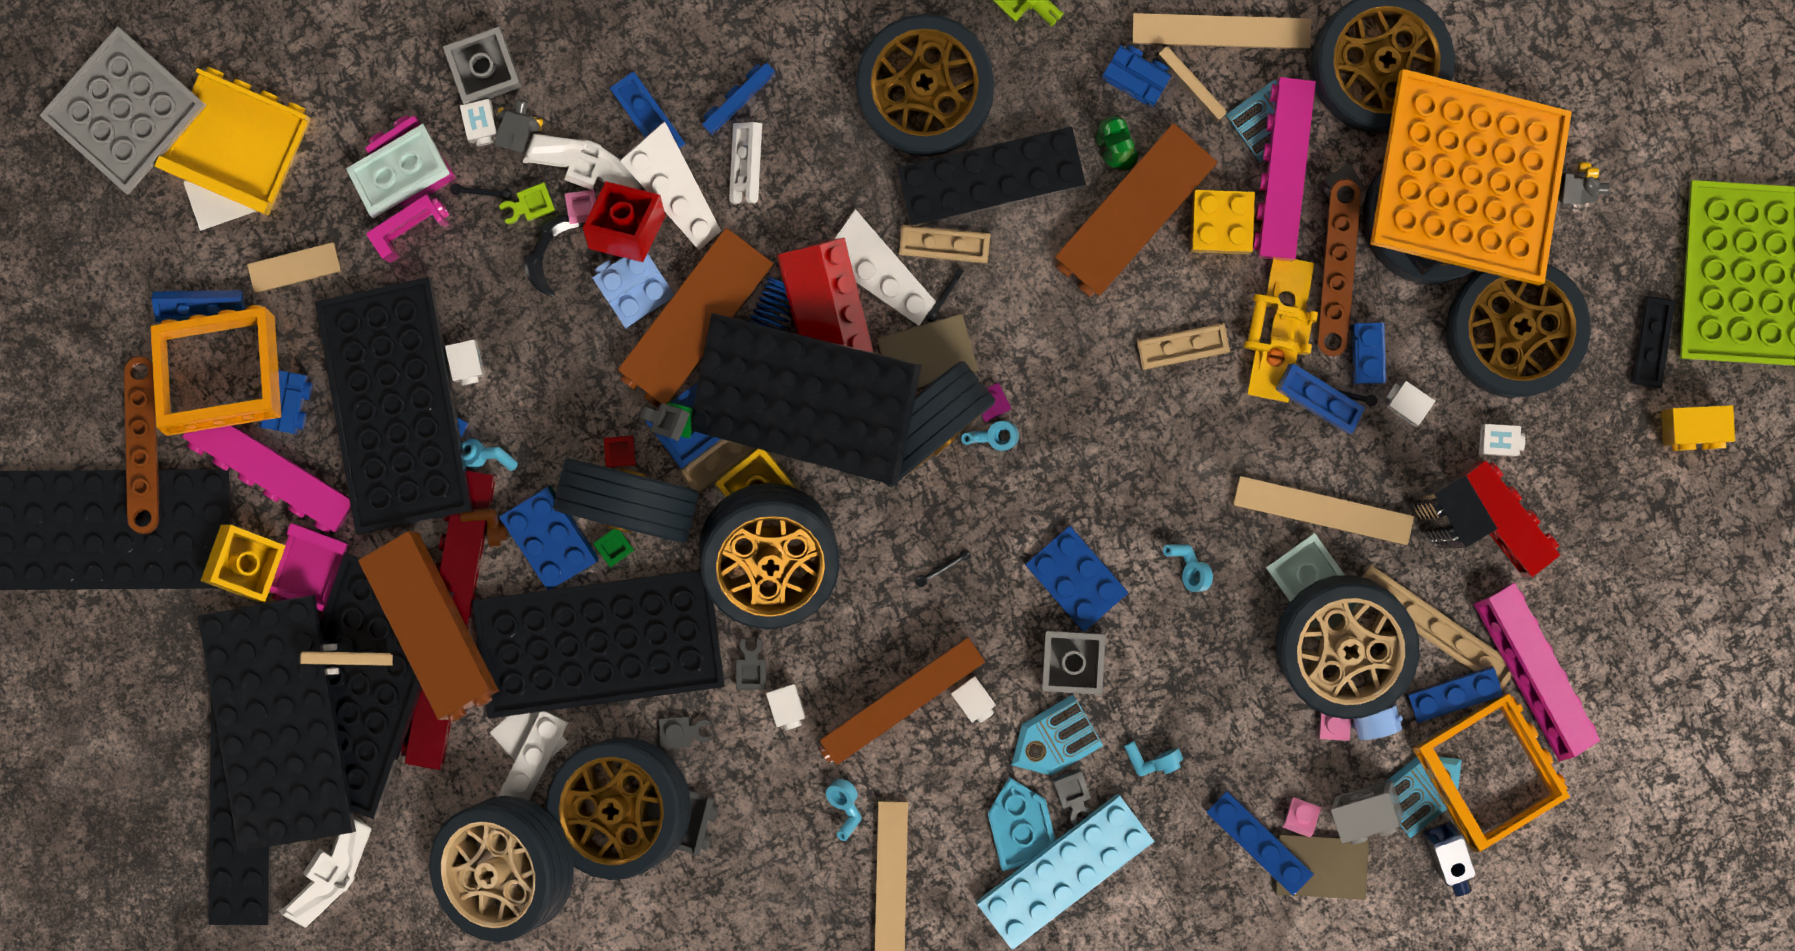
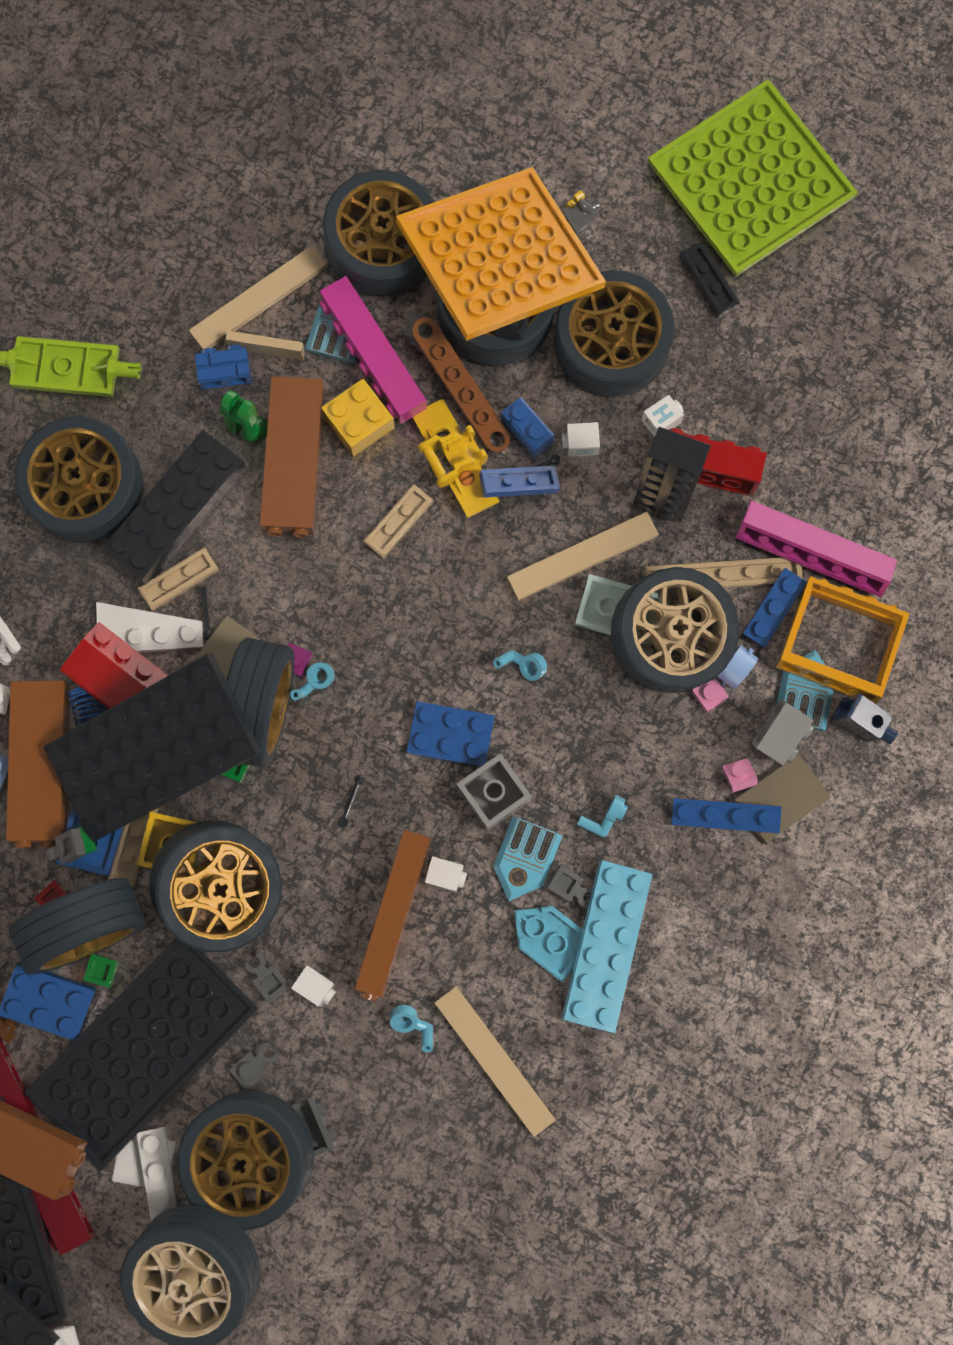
camera: 40 degrees left, 10 degrees down
(1698, 425) = (785, 305): yellow brick -> none

